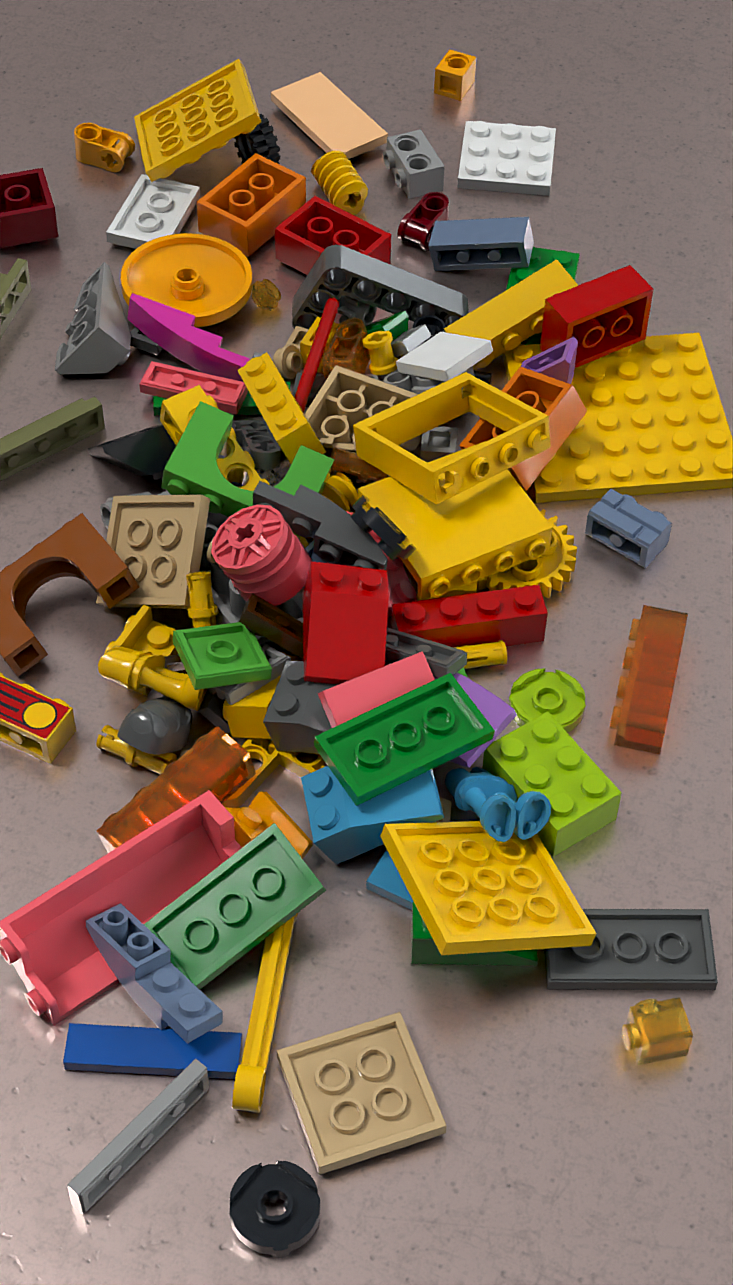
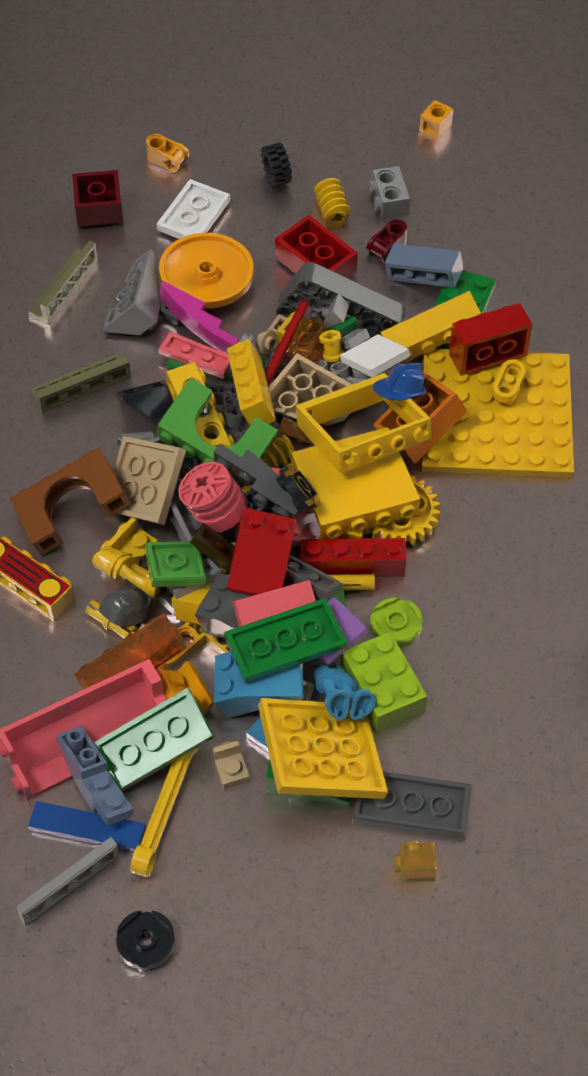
camera: 10 degrees right, 5 degrees up
(196, 120) = (235, 142): yellow plate -> none
(201, 599) = (170, 526): yellow pin -> none
(251, 203) = (263, 213): orange brick -> none
(265, 294) = (261, 287): clear yellow plate -> none
(329, 116) = (335, 145): light nougat tile -> none
(351, 929) = (230, 764): none -> tan bracket
(360, 1092) = (214, 873): tan plate -> none
(379, 308) = (336, 312): none -> light grey slope
(438, 443) = (360, 421): light grey tile -> none
(496, 377) = (402, 383): none -> blue piece
(507, 158) = (460, 193): white plate -> none
(556, 361) = (452, 372): medium lavender slope -> none
(628, 527) = (481, 500): sand blue brick -> none
(631, 371) = (506, 385): none -> yellow plate
(650, 680) = (470, 615): clear orange brick -> none

